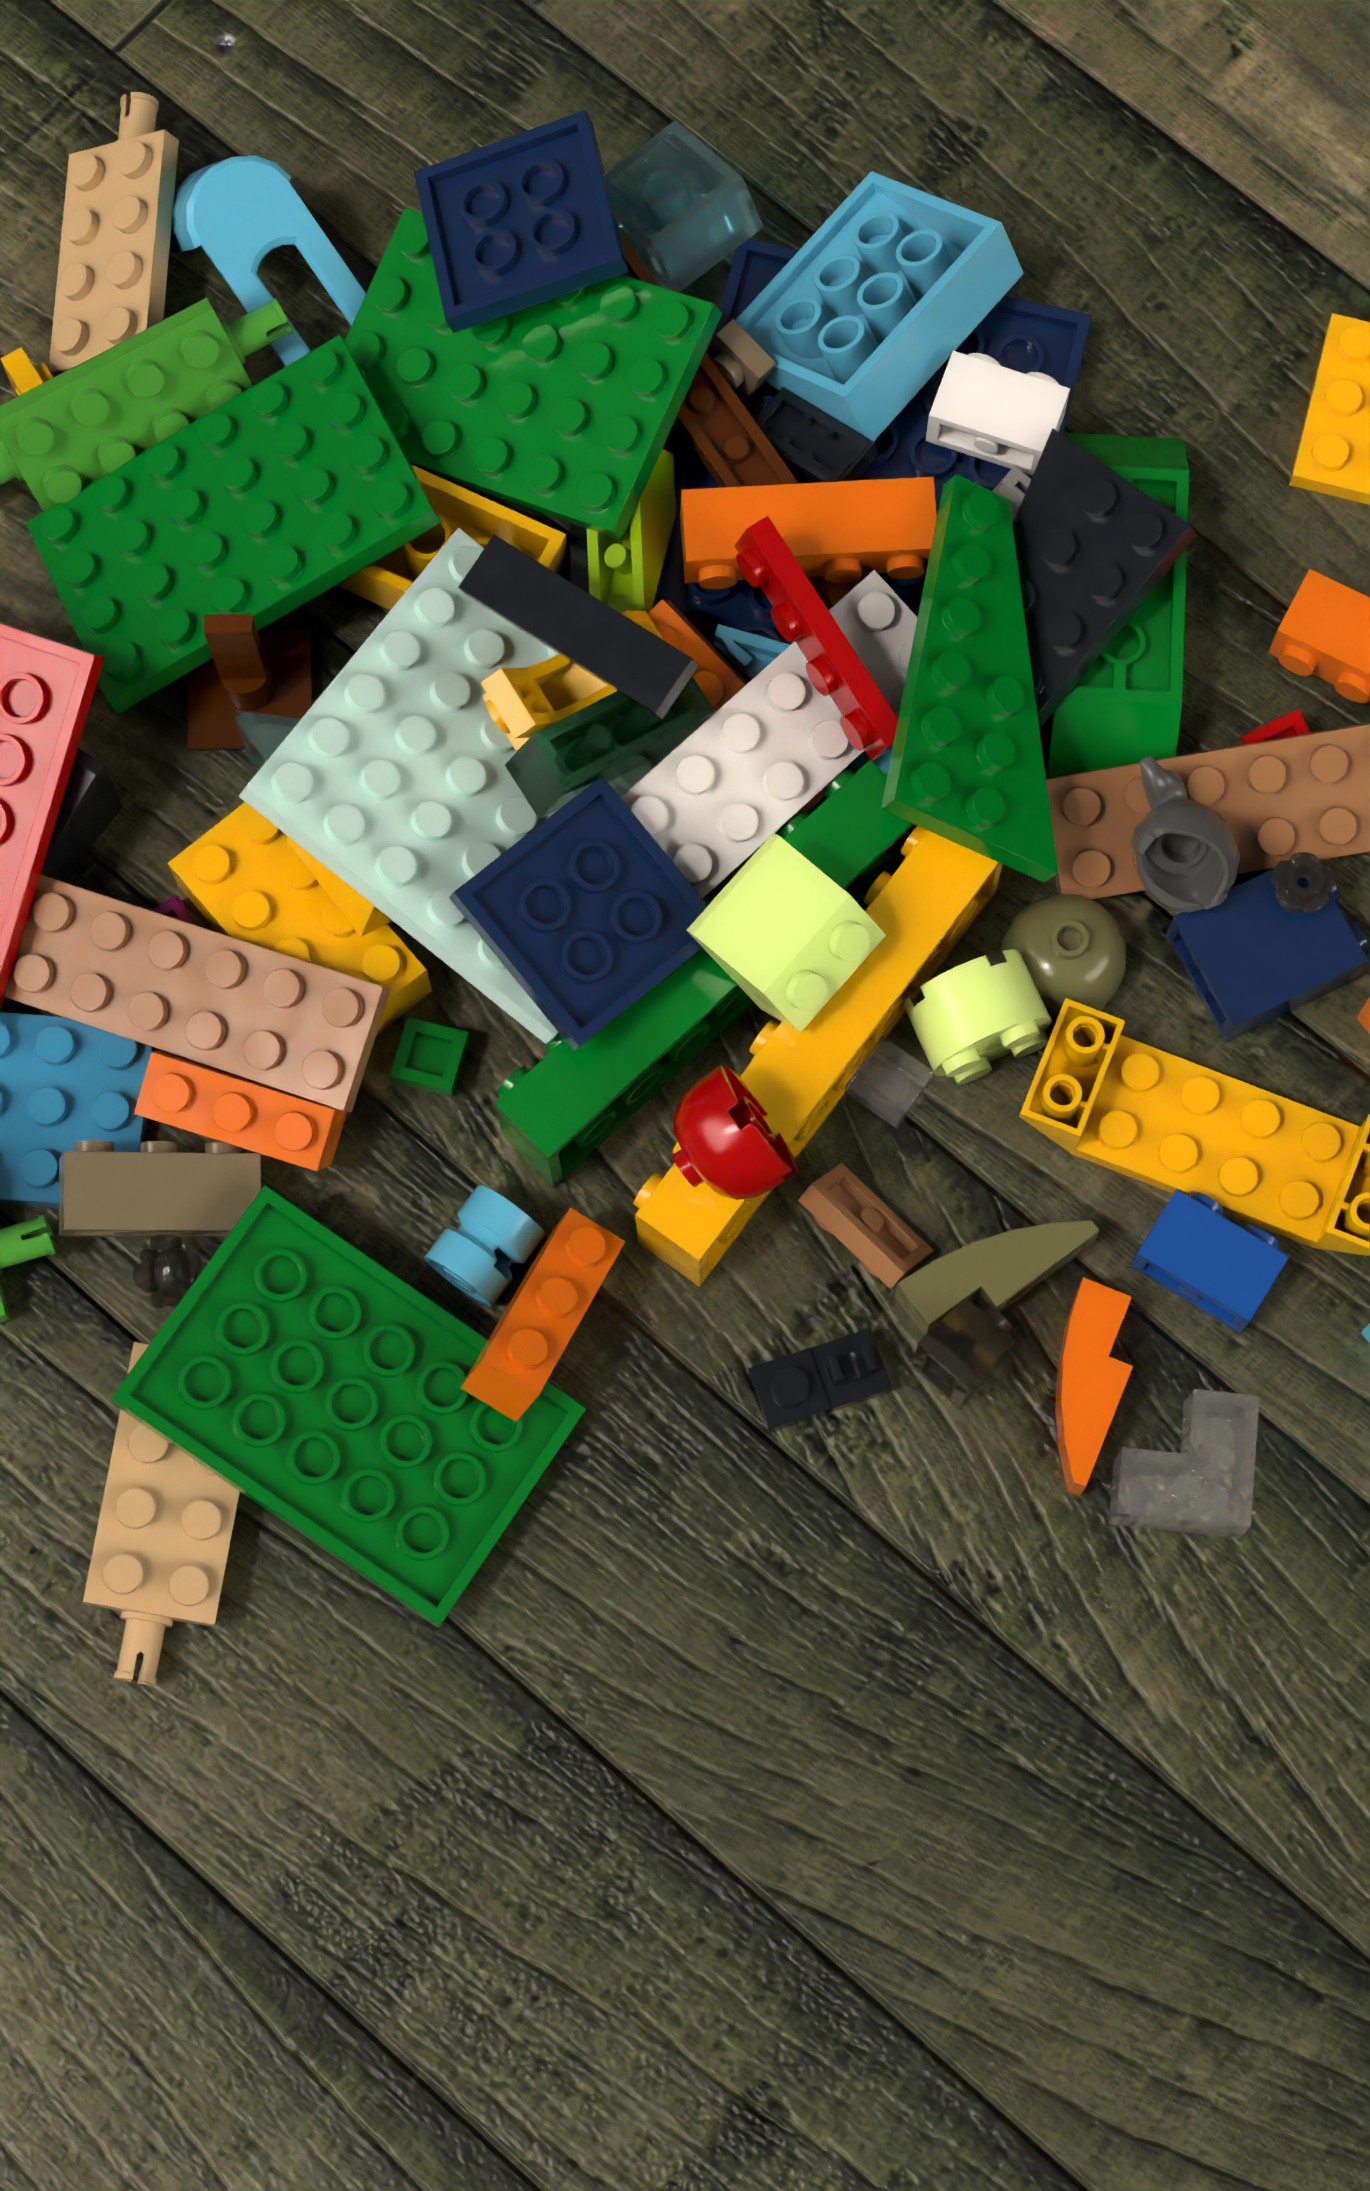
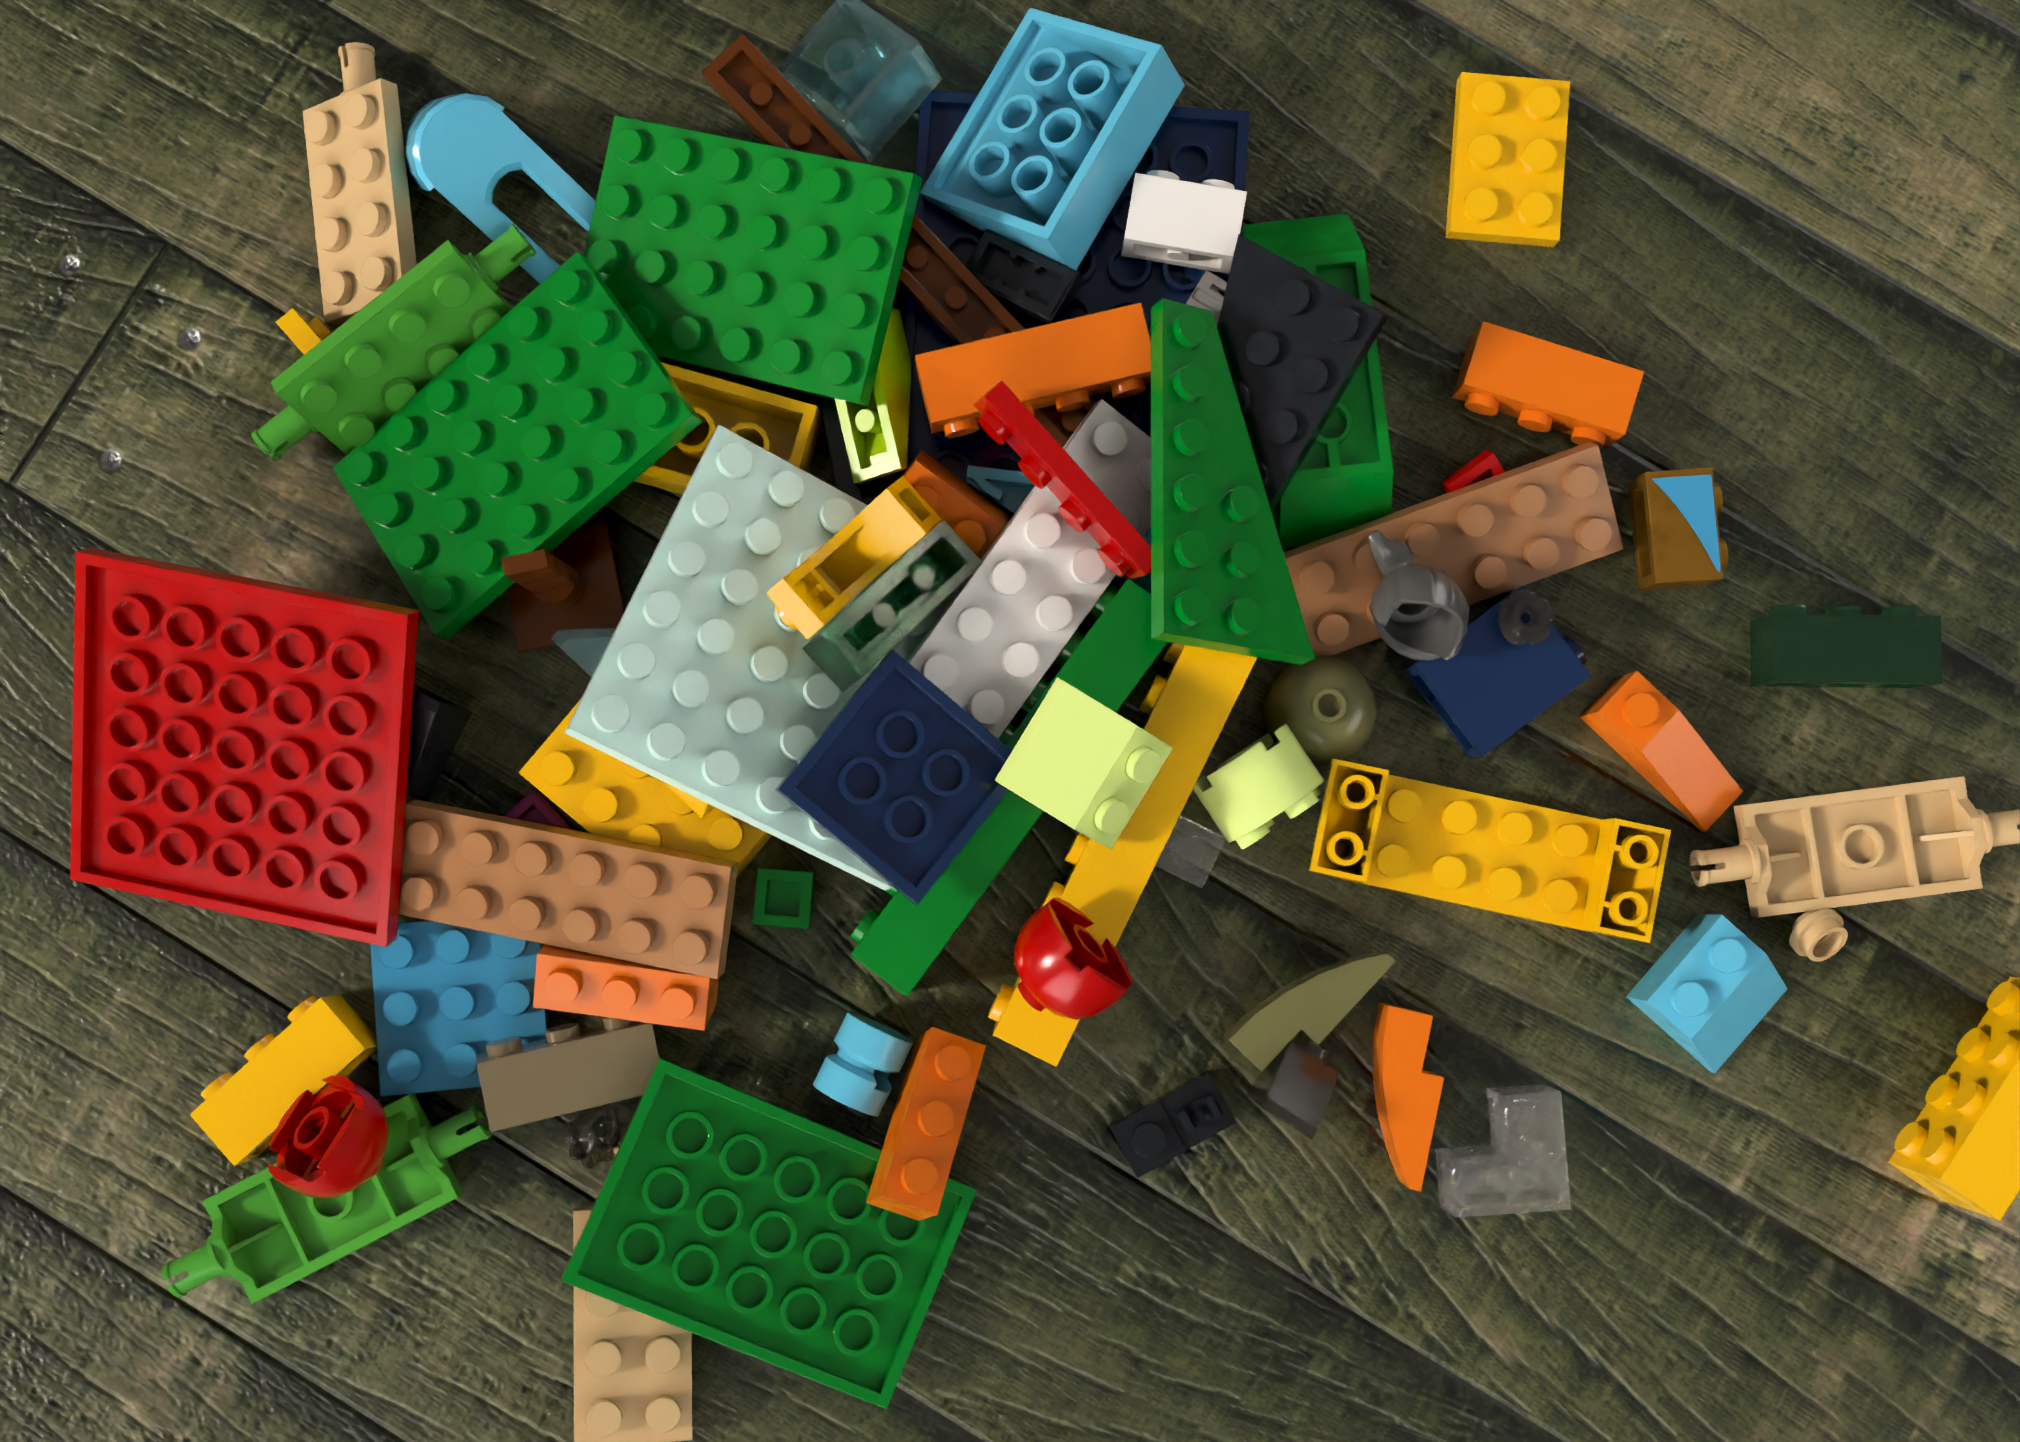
camera: 10 degrees left, 10 degrees up
(520, 222) = (721, 119): dark blue plate -> none
(578, 626) = (846, 512): black tile -> none
(740, 359) = (943, 211): dark tan plate -> none
(865, 1226) = (1190, 985): medium nougat plate -> none
(1210, 1259) = (1492, 963): blue brick -> none

